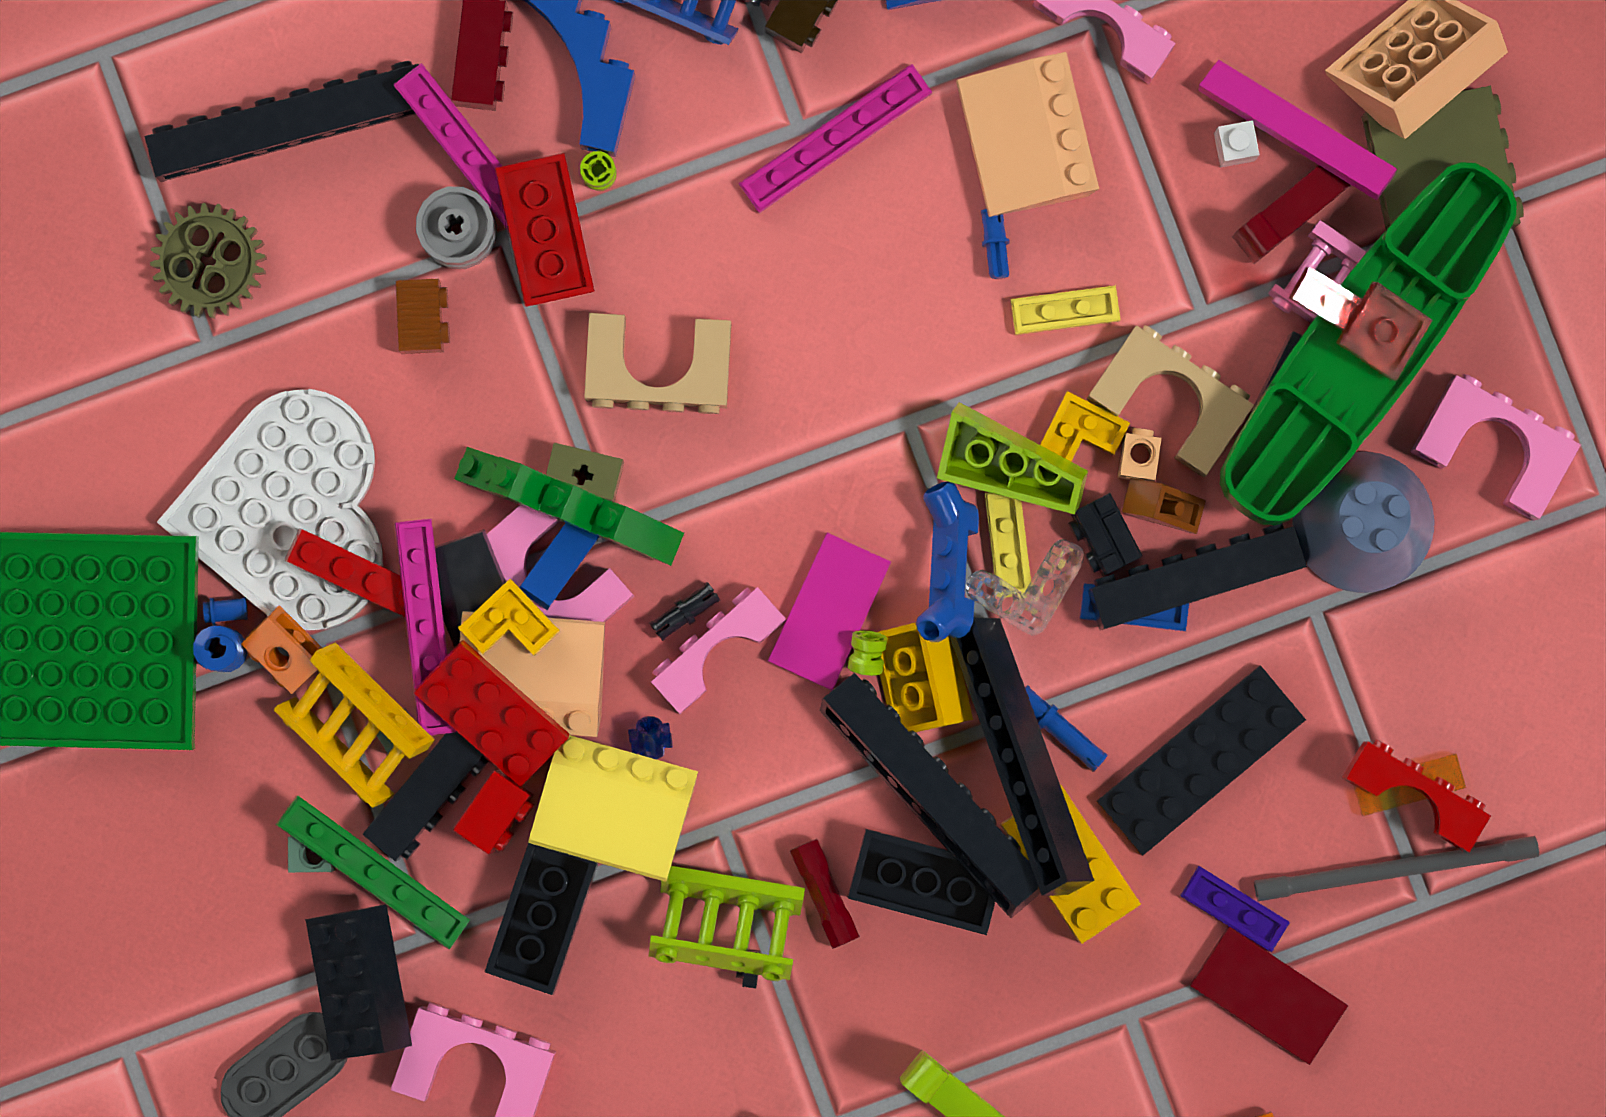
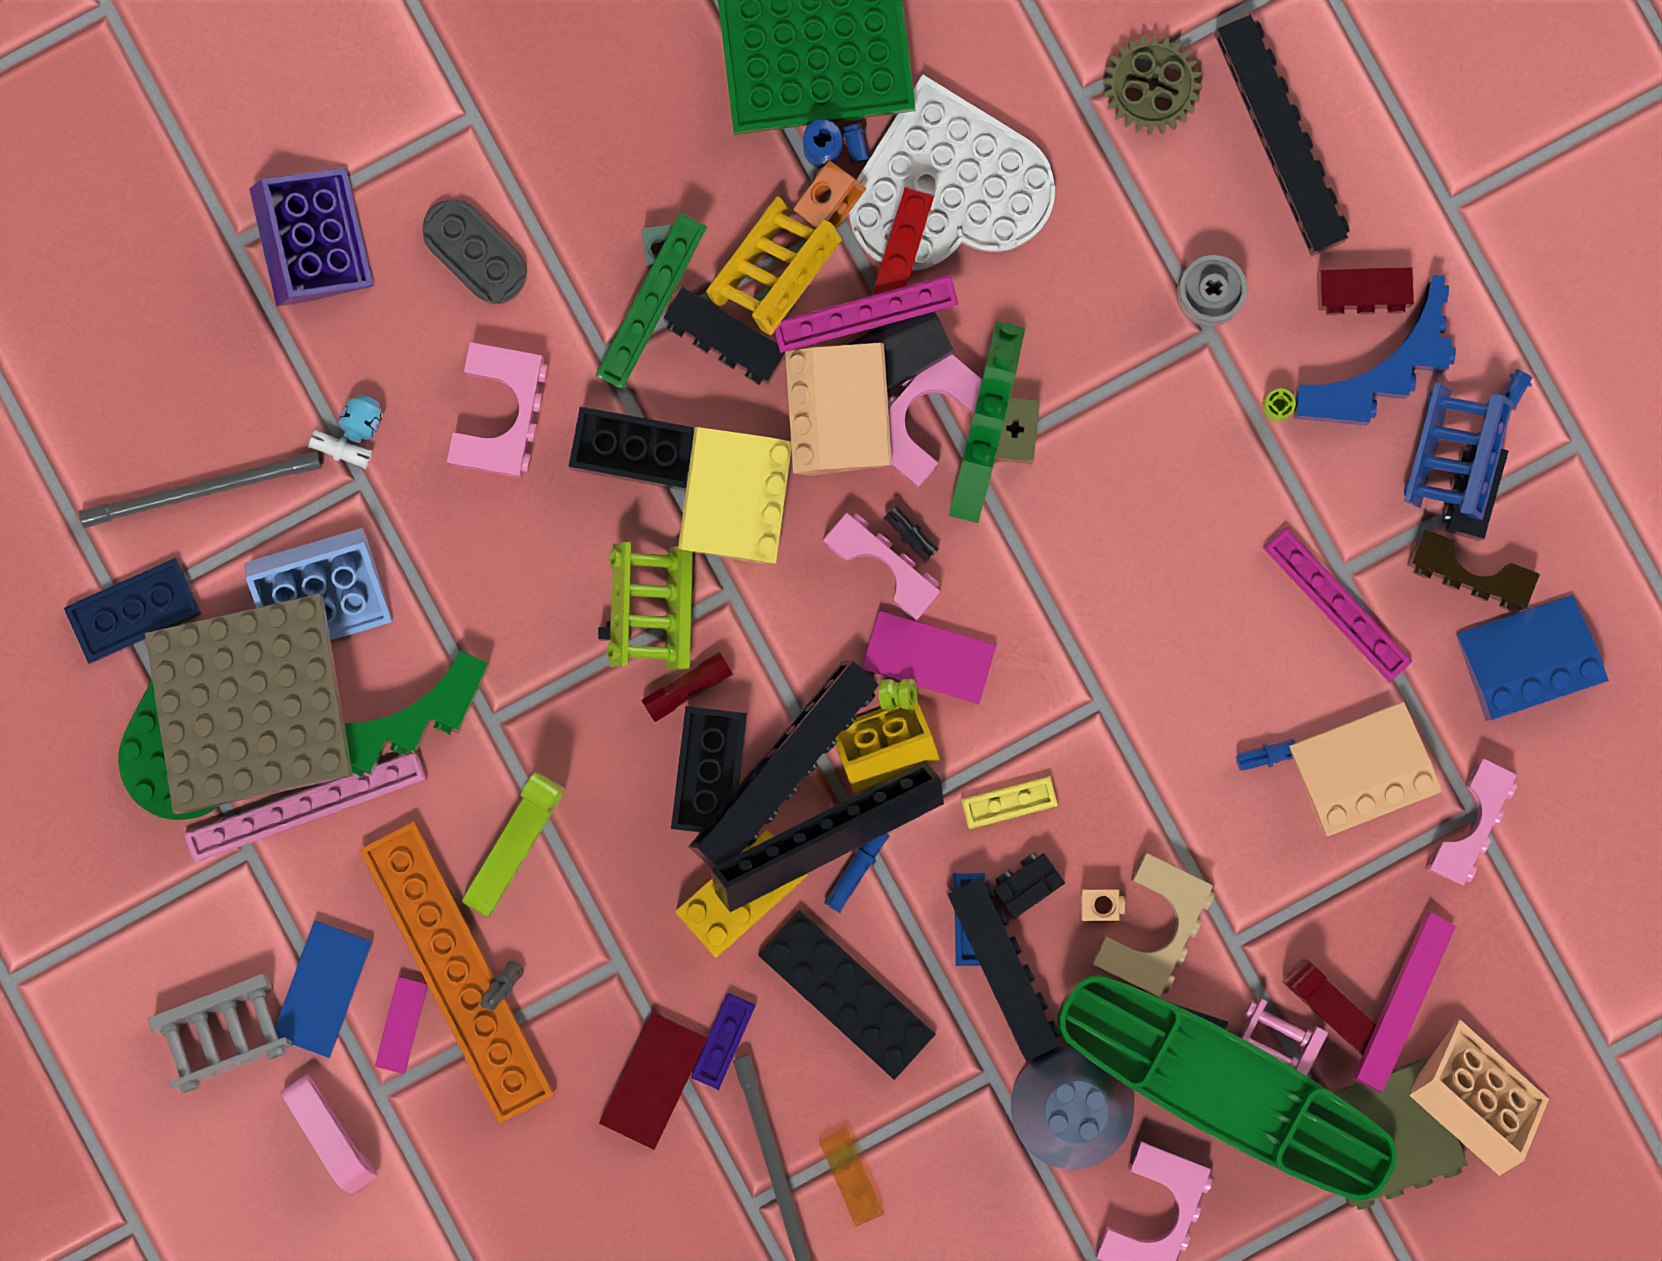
camera: 85 degrees right, 0 degrees up
(358, 982) = (556, 302): black brick -> none
(421, 316) = (1131, 272): dark orange brick -> none
(453, 134) = (1274, 296): dark pink tile -> none
(491, 713) = (800, 380): red plate -> none
(494, 813) = (715, 395): red brick -> none
(505, 611) = (888, 380): yellow plate -> none
(544, 229) = (1221, 366): red plate -> none
(557, 564) = (934, 418): blue tile -> none
(650, 737) = (799, 519): clear blue gear -> none
(701, 387) = (1107, 521): tan arch -> none
(953, 522) = (1021, 752): blue plate -> none
(1005, 463) = (1077, 790): lime wedge -> none
(1033, 599) = (963, 830): clear beam -> none
(1065, 310) = (1218, 824): light yellow tile -> none
(1084, 421) = (1123, 850): yellow plate -> none
(1163, 505) = (1061, 931): dark orange slope -> none
(1236, 143) = (1384, 951): white brick -> none
(1324, 298) = (1258, 1046): plate -> none
(1384, 331) = (1238, 1099): clear red plate -> none
(1455, 818) = (827, 1220): red arch -> none

